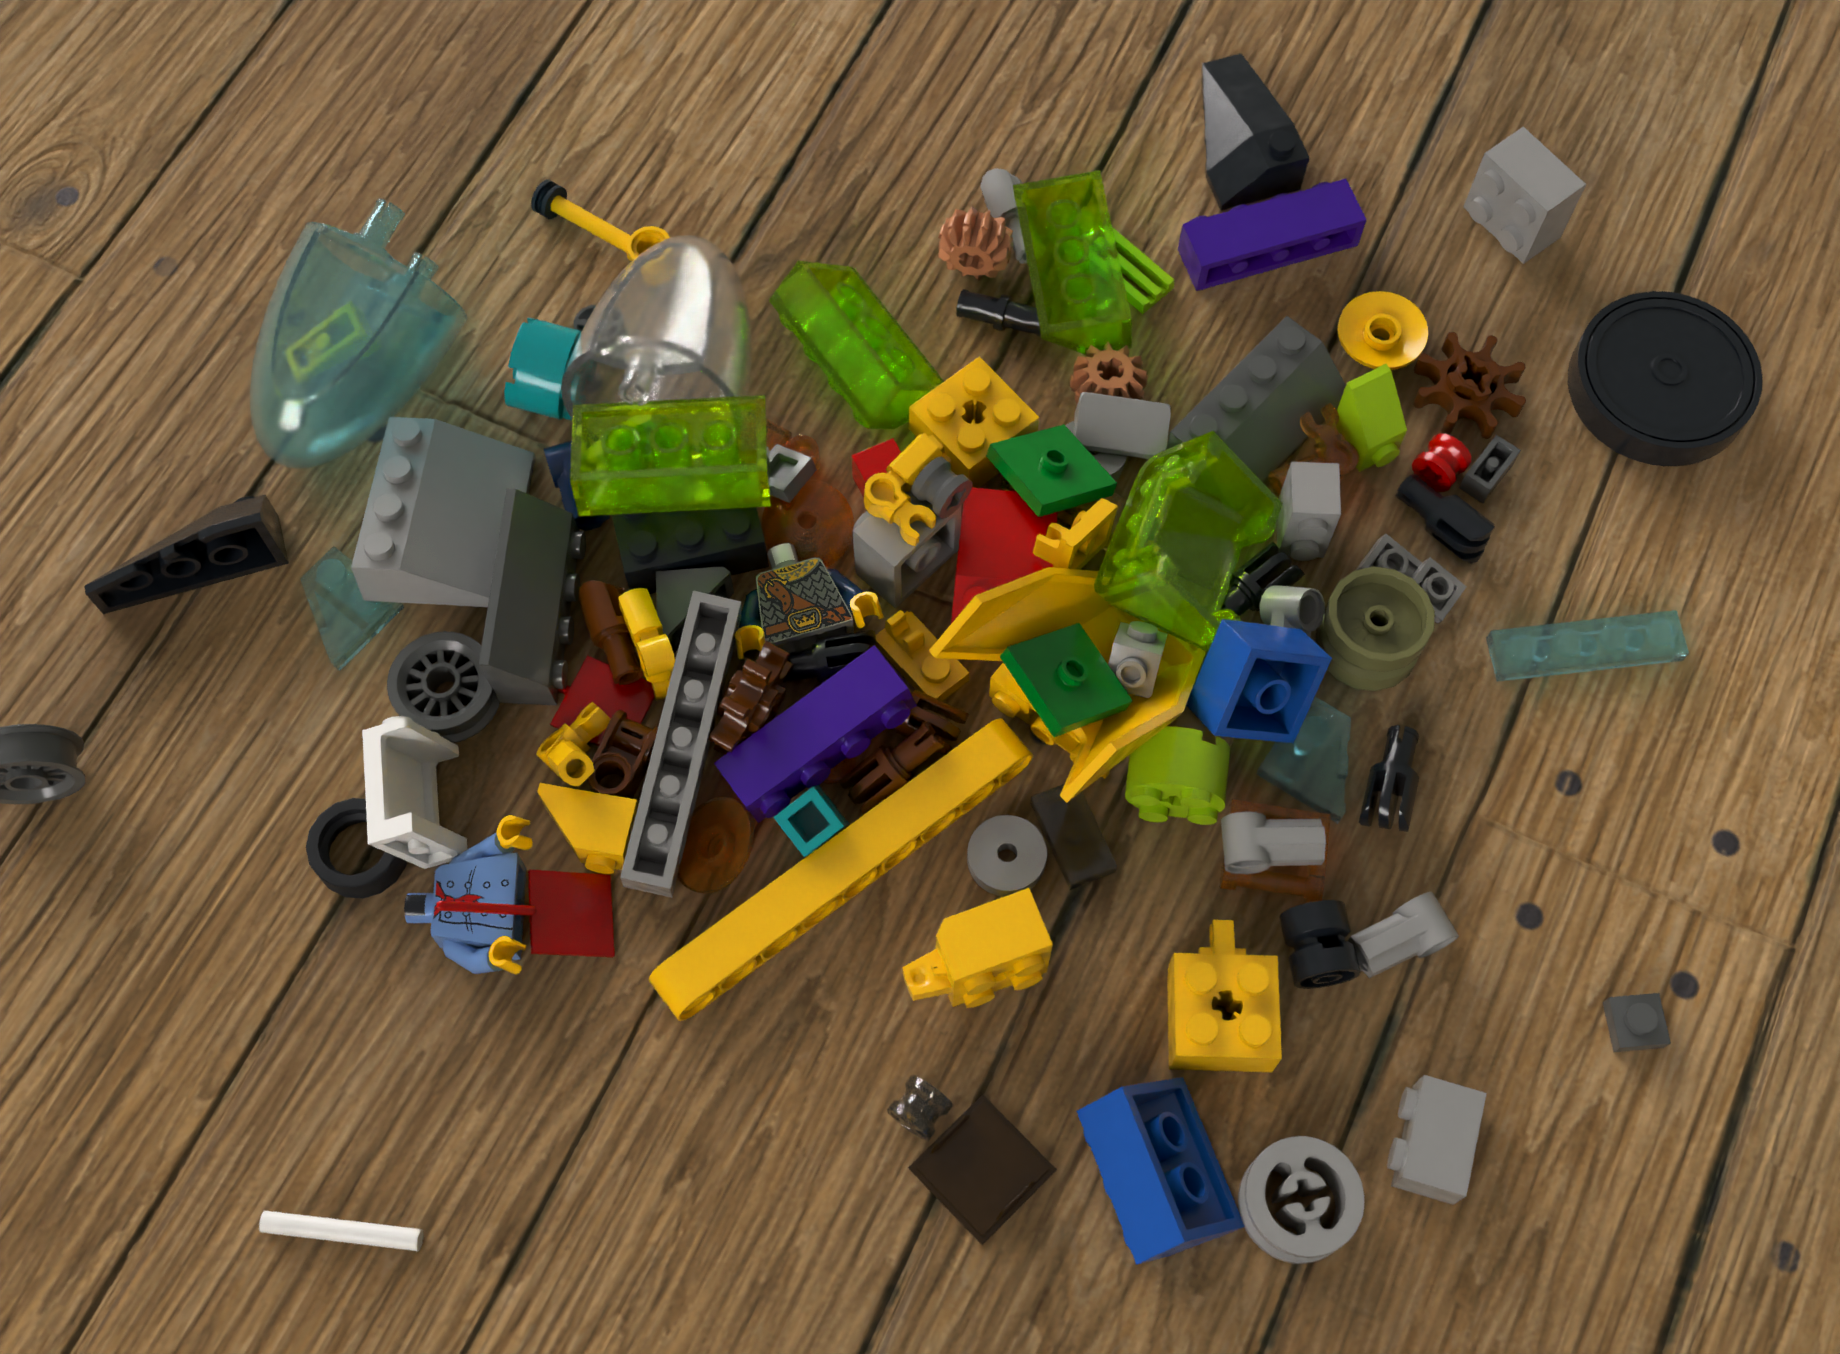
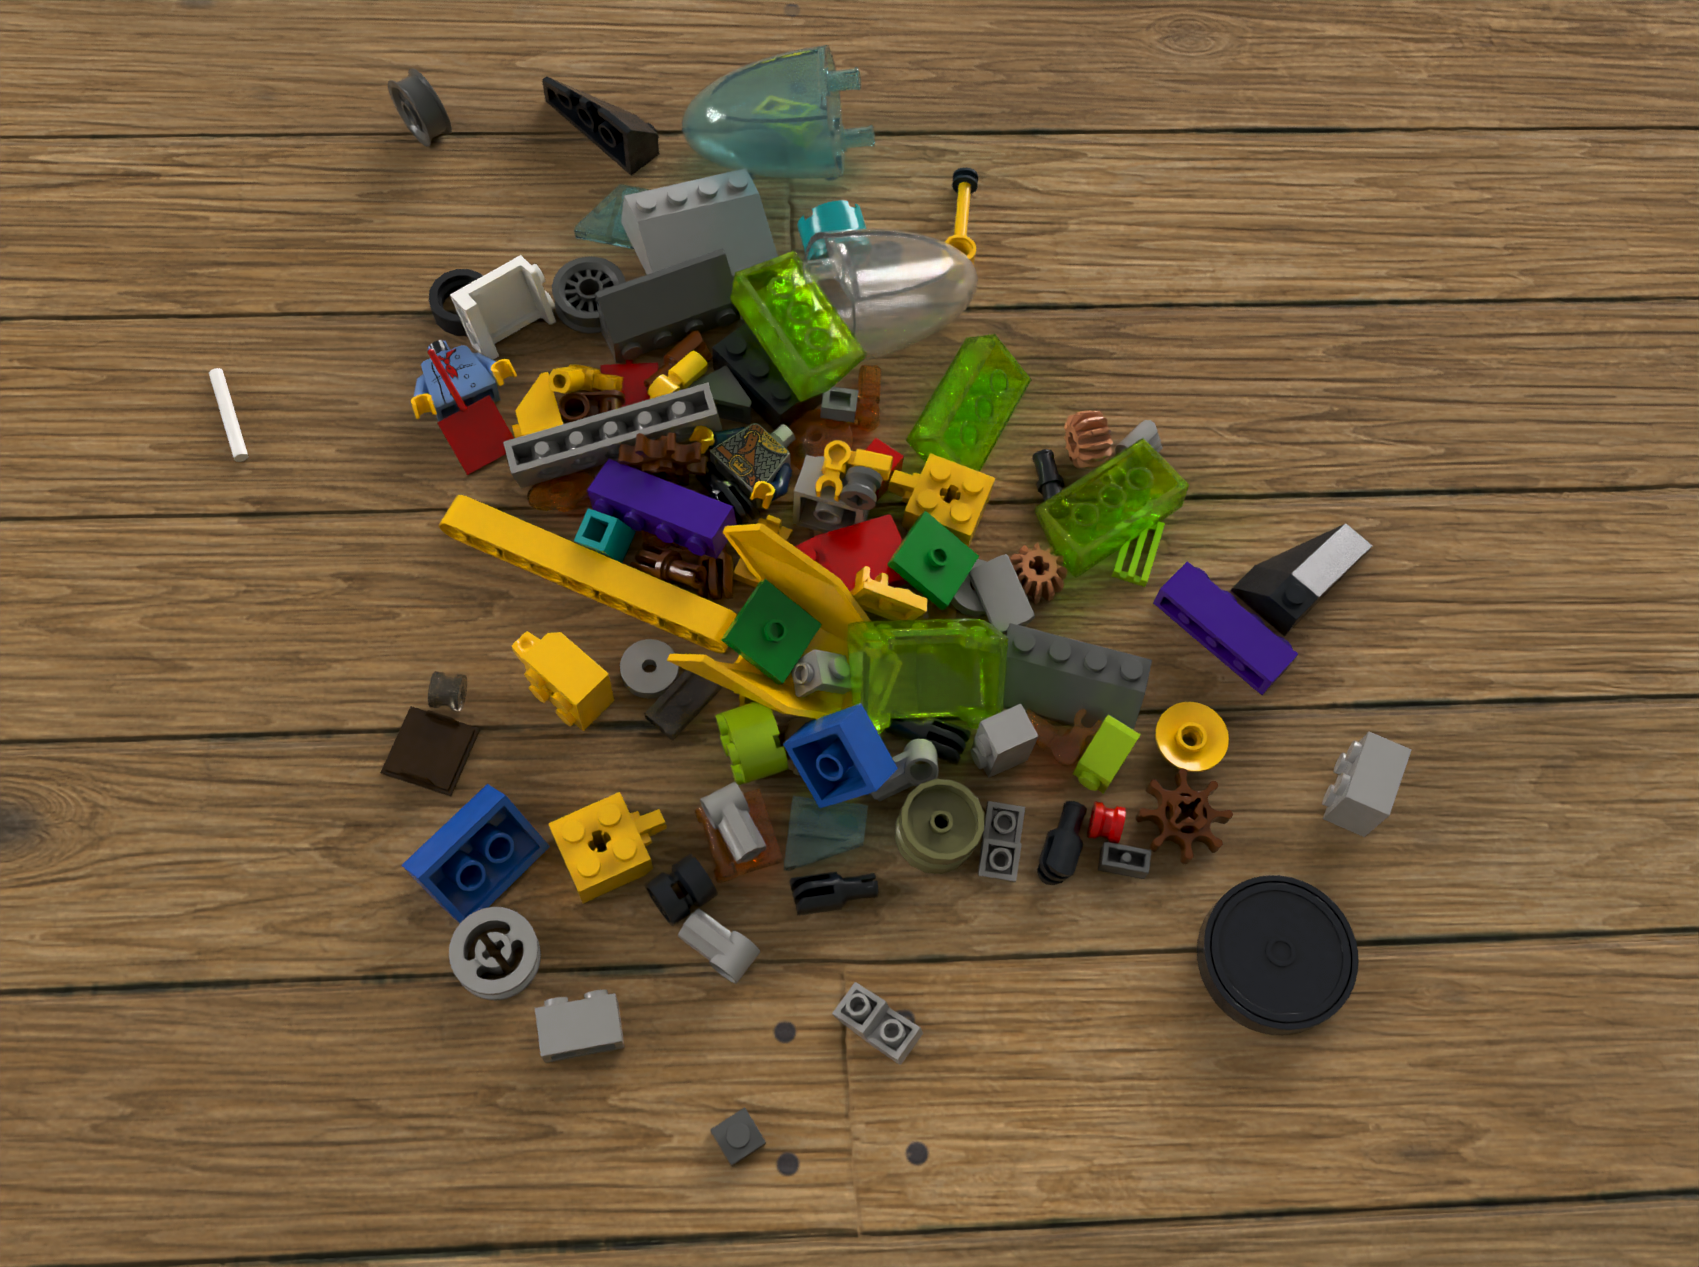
camera: 55 degrees right, 0 degrees up
(1566, 810) = (877, 1023): none -> light grey slope
(1586, 645) = (1020, 989): clear light blue plate -> none

